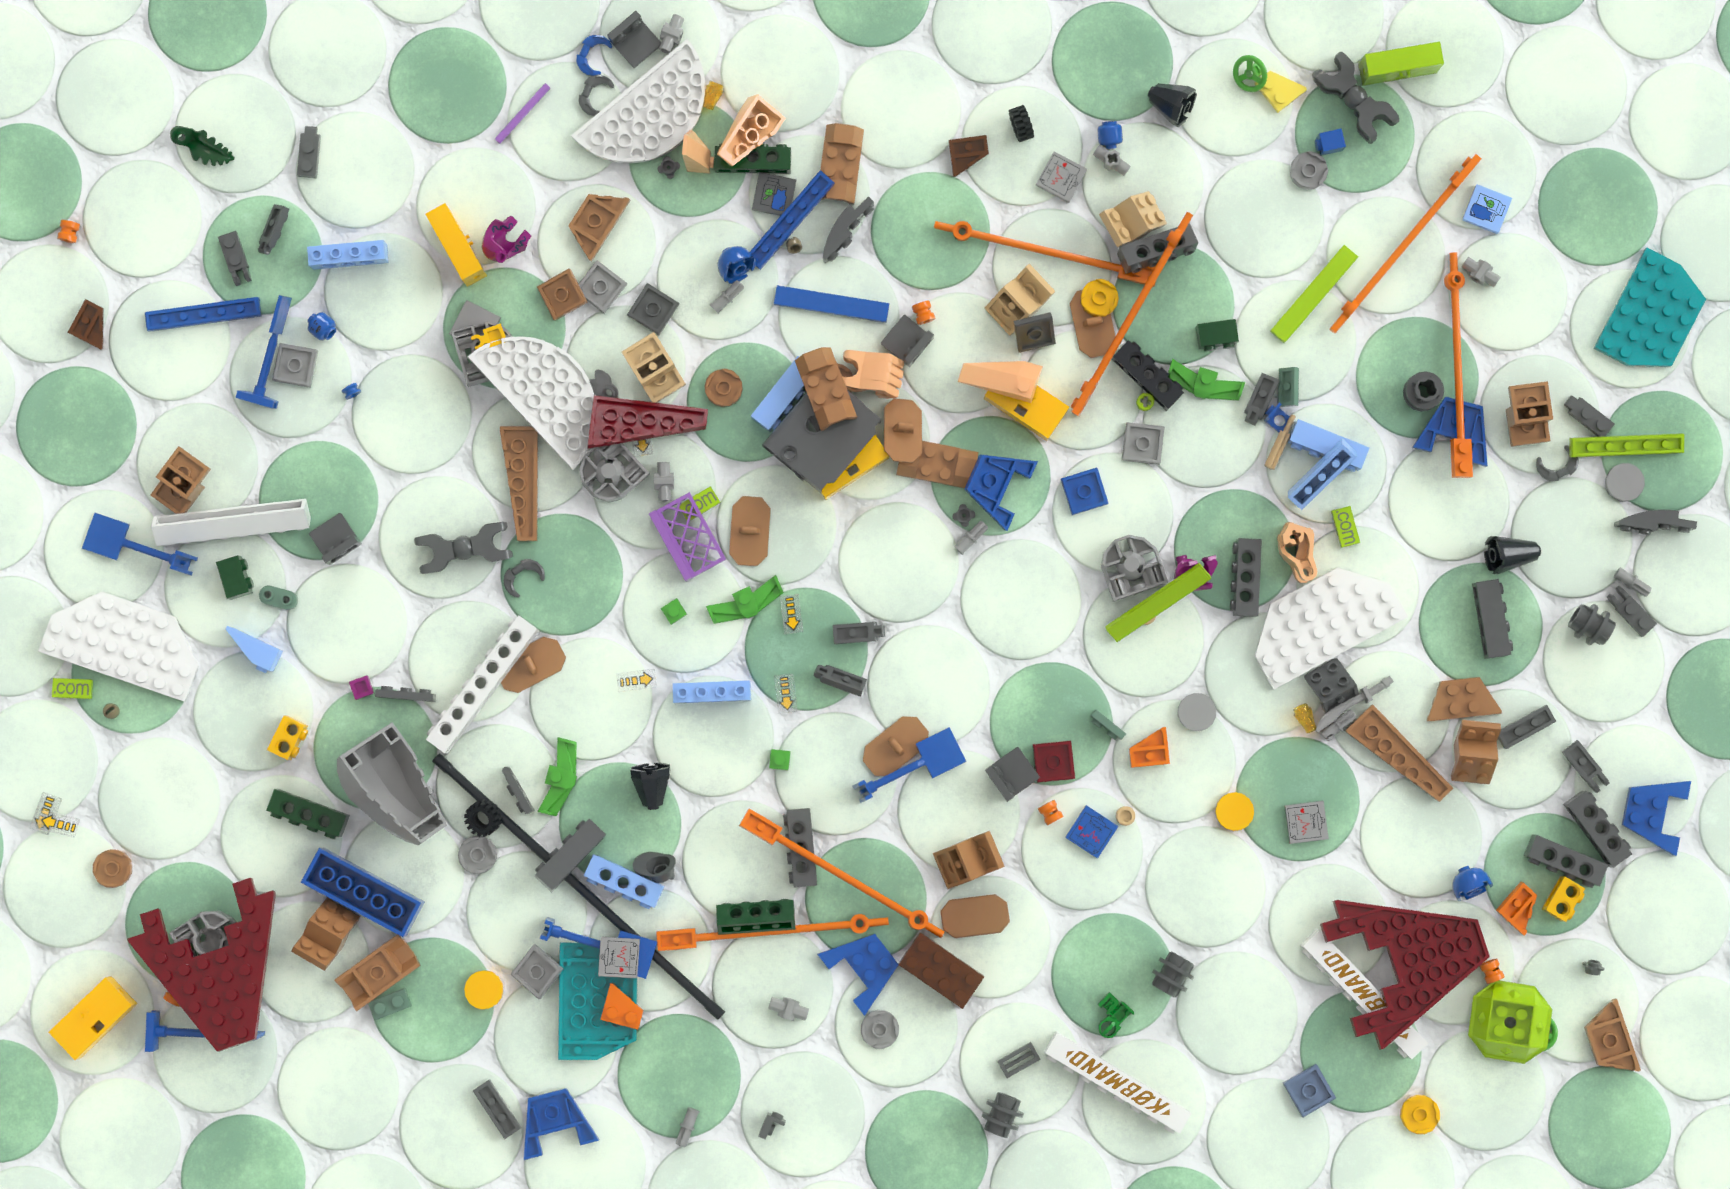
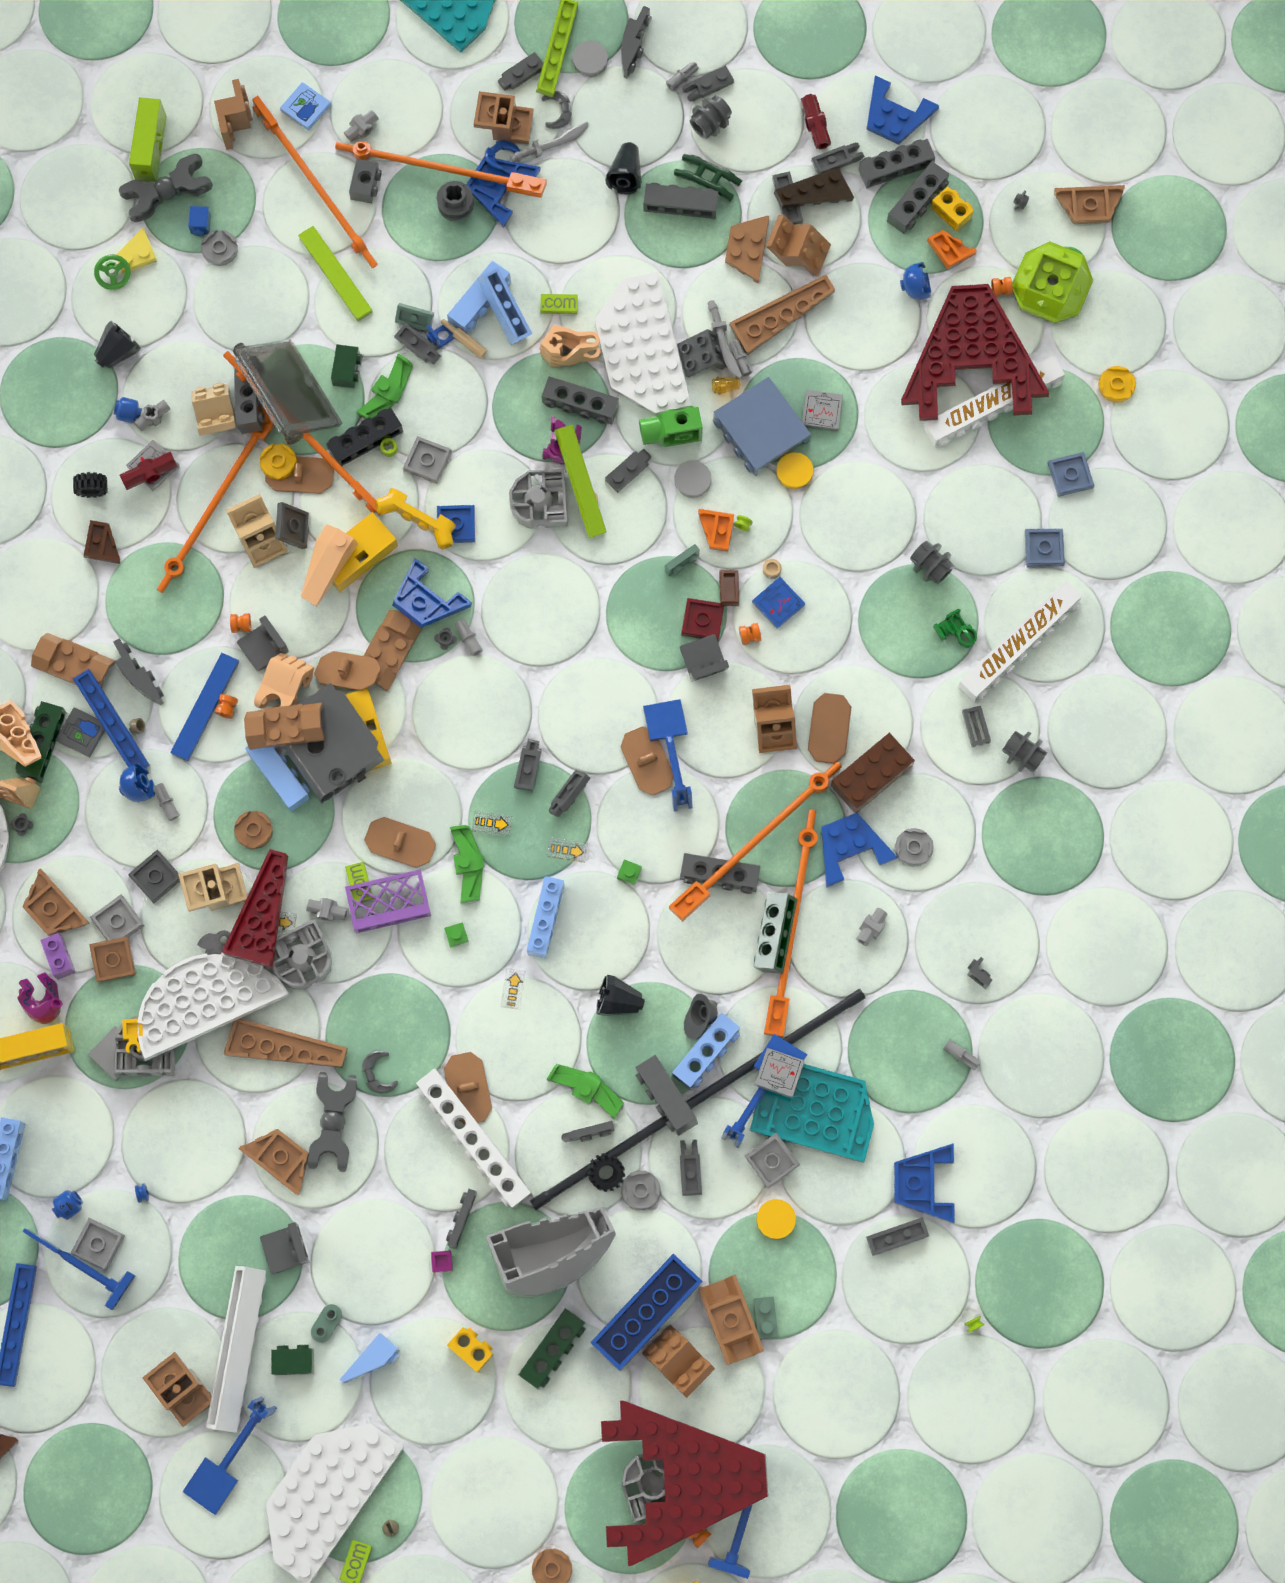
camera: 75 degrees left, 10 degrees down
(417, 508) = (279, 1158): none -> medium nougat wing
(507, 896) = (690, 1170): none -> dark grey hinge
(550, 242) = (58, 956): none -> medium lavender brick
(621, 1009) = (830, 1085): orange wing -> none
(835, 324) = (226, 708): none -> orange wheel
(1051, 175) = (148, 470): none -> dark red piece
(1084, 426) = (396, 501): none -> yellow plate
(1092, 779) = (729, 587): none -> reddish brown tile
(1163, 774) = (743, 523): none -> lime bush
(1172, 284) = (286, 388): none -> door
(1188, 645) = (628, 470): none -> dark grey hinge
(1223, 1082) = (1044, 547): none -> sand blue tile
(1238, 671) = (672, 427): none -> bright green brick
(1270, 765) = (760, 425): none -> sand blue panel
(1431, 289) = (364, 171): none -> dark grey brick
(1453, 140) = (233, 113): none -> medium nougat bracket
(1501, 419) = (490, 152): none -> blue piece
(1507, 457) = (538, 148): none -> light grey sword
(1518, 646) = (719, 172): none -> dark green piece
(1547, 759) = (820, 188): none -> dark brown wing
(1620, 733) = (815, 121): none -> dark red piece

